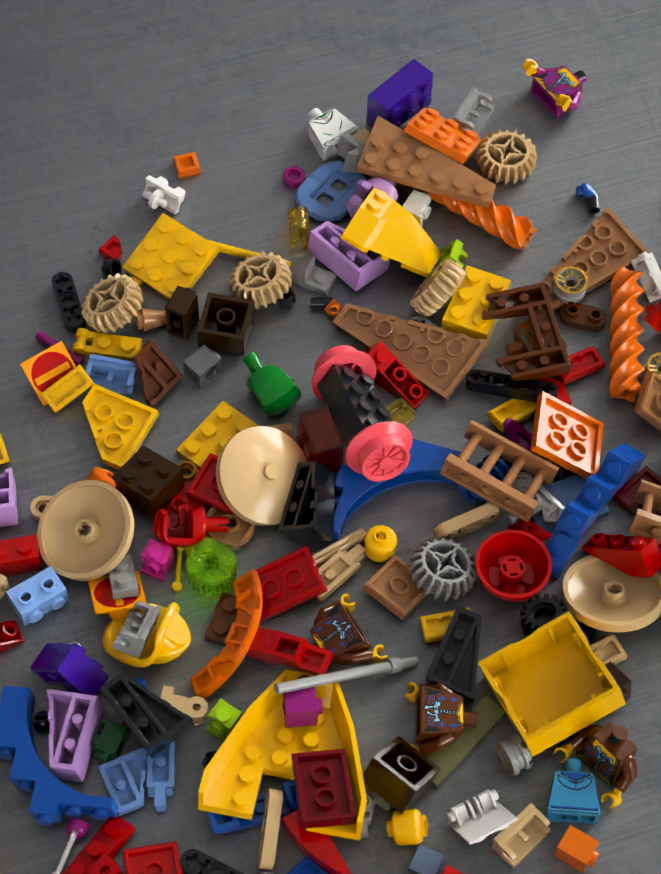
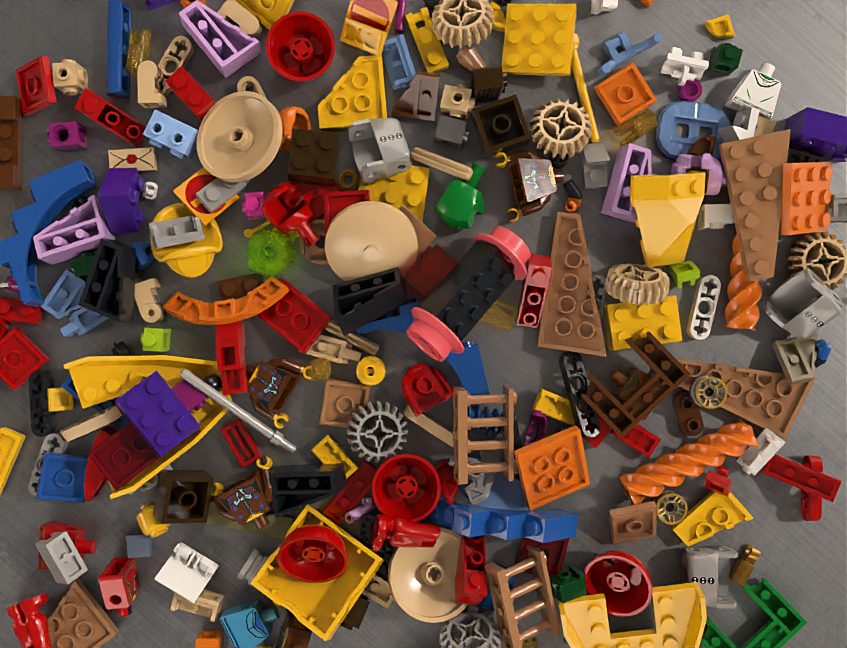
camera: 60 degrees right, 30 degrees up
(32, 647) = (141, 158): none -> tan tile
(42, 426) = (300, 35): none -> red piece
(178, 425) = (379, 148): none -> light grey piece
(179, 345) = (457, 101): none -> tan brick
(224, 851) = (59, 399): none -> yellow tile
(226, 385) = (441, 163): none -> tan axle
(227, 202) = (628, 50): none -> medium blue piece
(256, 131) = (720, 27): none -> yellow tile
(264, 222) = (625, 94): none -> orange plate
(272, 169) = (684, 67): none -> white hips
(284, 133) = (727, 55): none -> dark green brick
(289, 324) = (530, 180): none -> reddish brown torso
(304, 738) = (157, 414): none -> dark purple brick
(348, 187) = (702, 146): none -> reddish brown tile
(350, 588) = (319, 369): none -> clear yellow tile
(397, 711) = (249, 438): none -> red tile
(426, 508) = (424, 388): none -> red tile
(490, 249) = (701, 289): none -> white beam
(492, 633) = (352, 494): none -> red tile
(514, 624) = (361, 511): none -> lavender arm
(531, 667) = (313, 554): none -> red piece
(534, 180) = (803, 304): none -> light grey piece
(553, 587) = (402, 533): none -> red piece
(580, 210) = (797, 358): none -> dark tan wing

